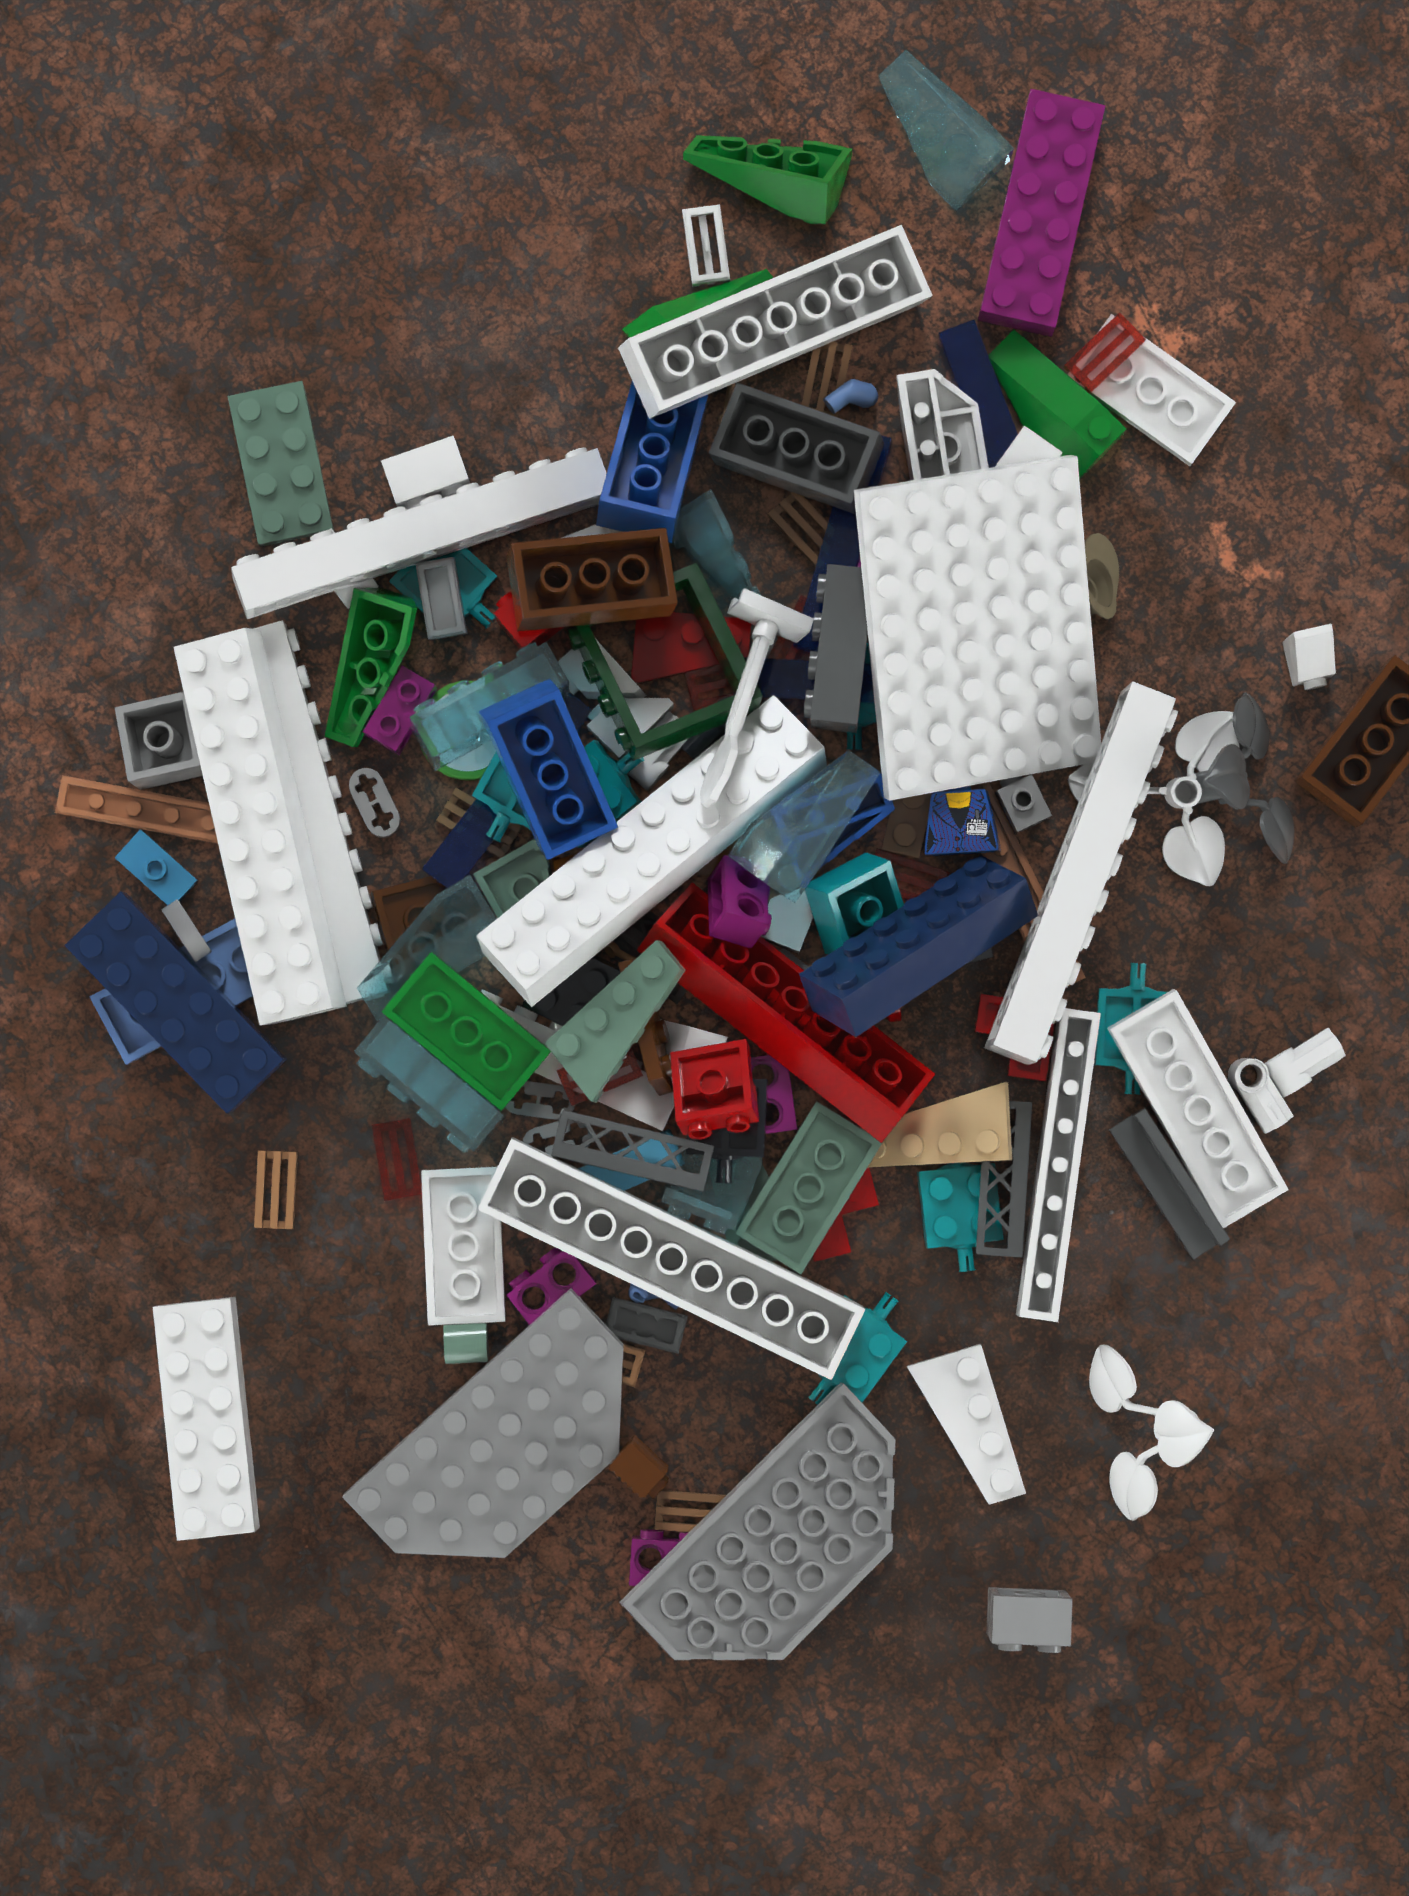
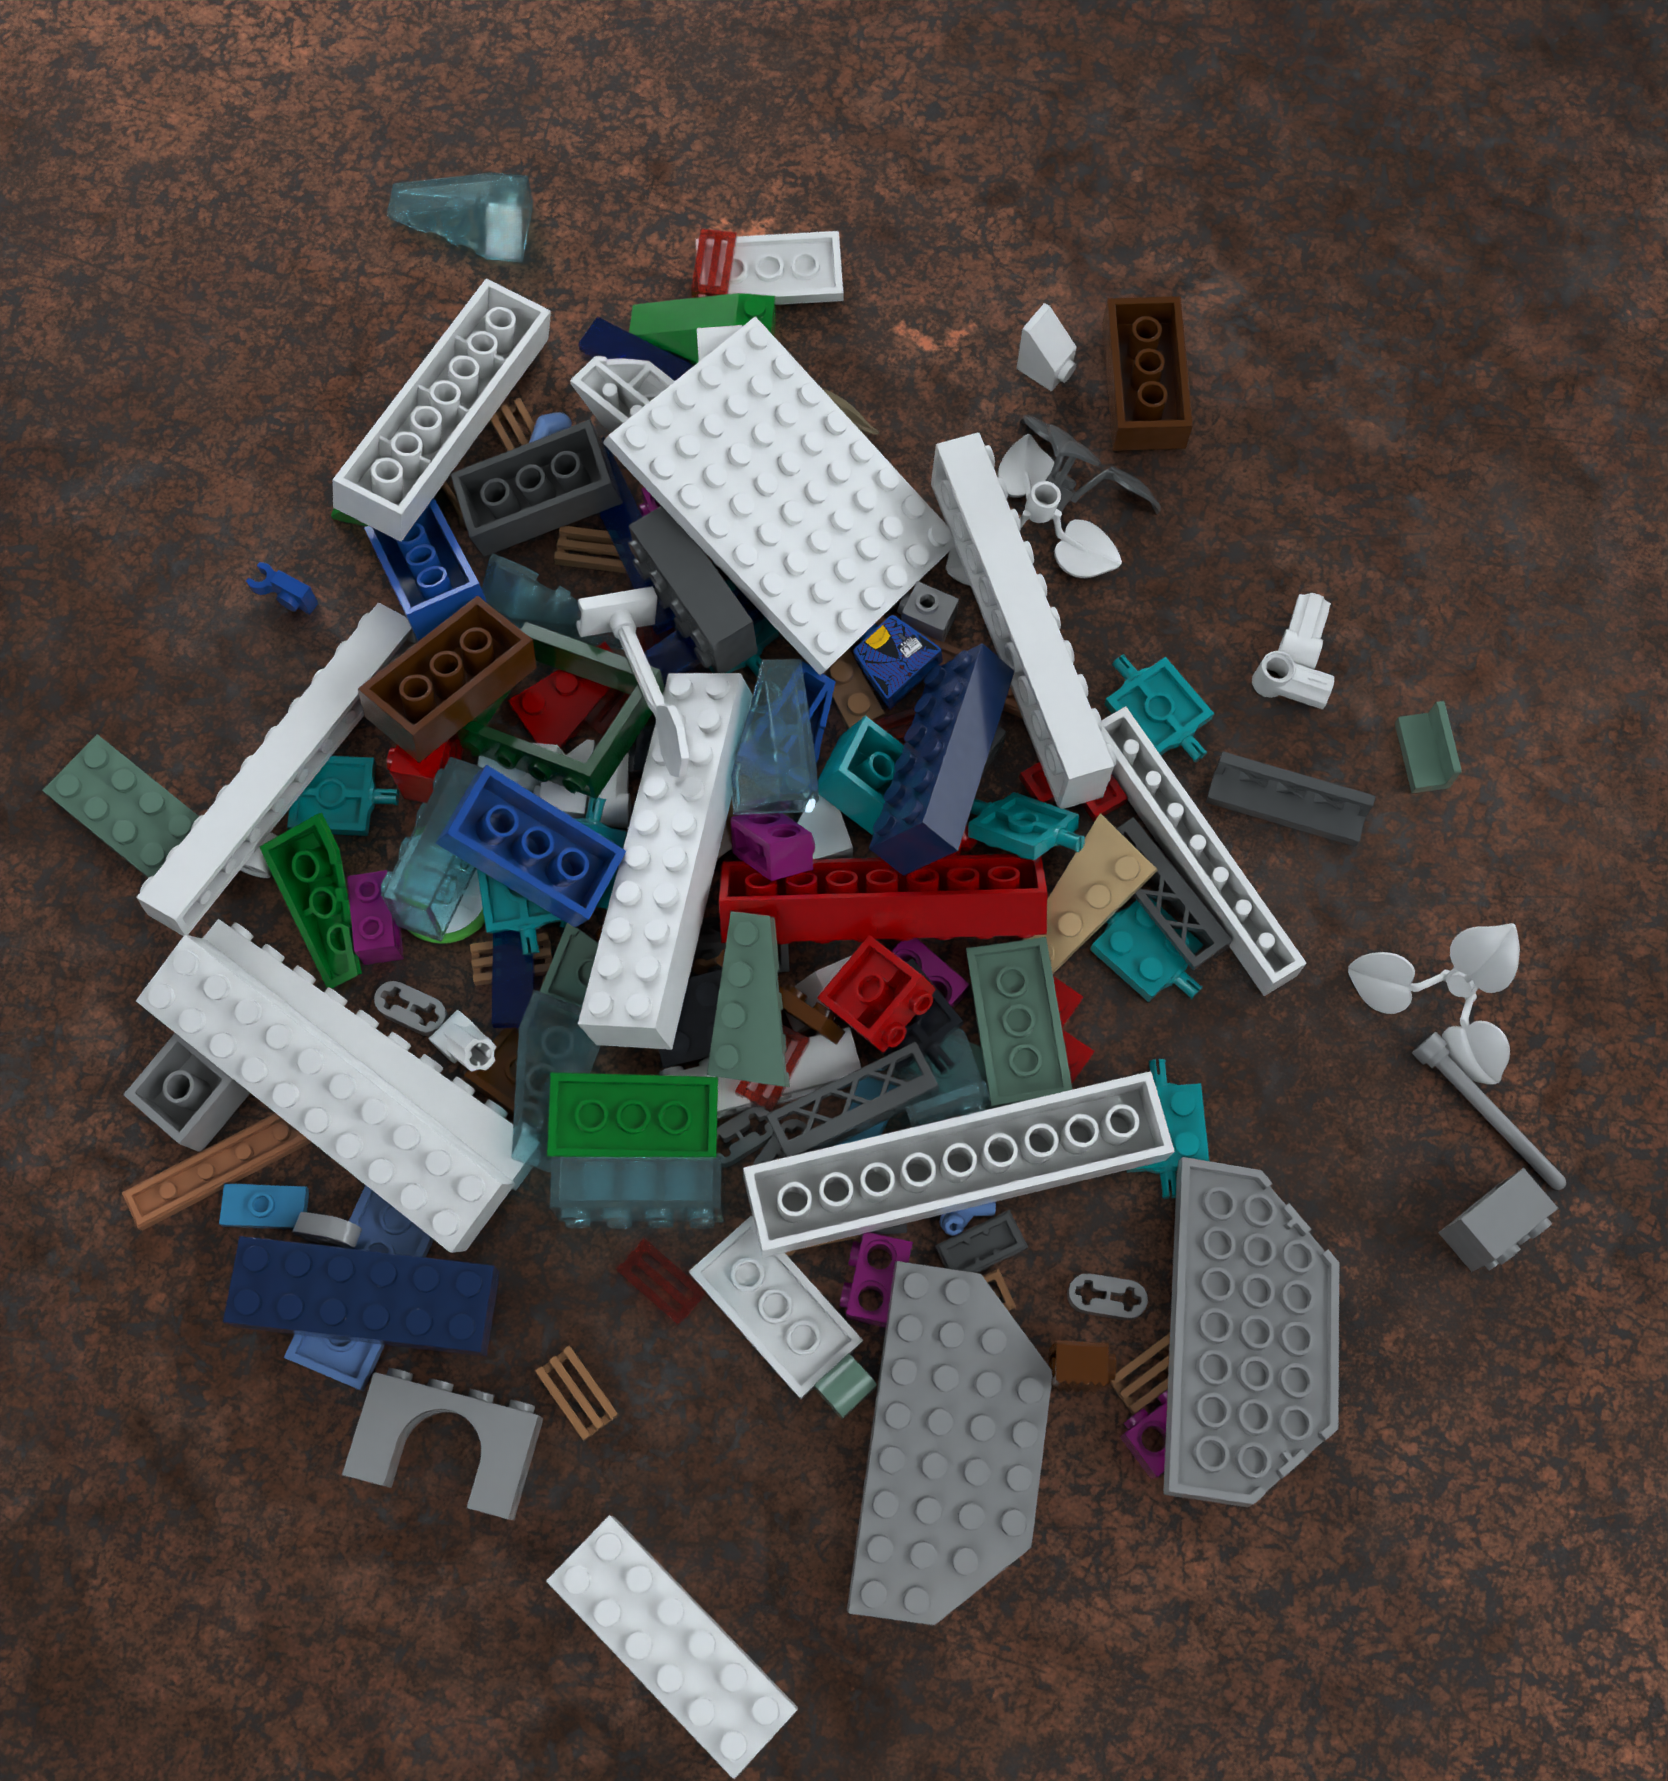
camera: 40 degrees left, 15 degrees down
(203, 1176) = (398, 1406): none -> light grey arch
(390, 863) = (464, 1042): none -> white piece
(425, 472) = (248, 721): white brick -> none
(441, 598) = (340, 805): light grey tile -> none
(537, 377) = (289, 591): none -> blue plate
(699, 1440) = (1108, 1287): none -> light grey beam
(710, 277) = (335, 419): white tile -> none
(793, 180) = (385, 318): green wedge -> none
(943, 1042) = (1024, 826): none -> teal plate
(969, 1412) = (1293, 1099): white wing -> none
(1041, 212) = (586, 212): magenta brick -> none
(1102, 1462) = (1436, 1054): none -> light grey piece
(1197, 1108) = (1257, 721): white plate -> none
(1313, 1231) = (1428, 749): none -> sand green panel

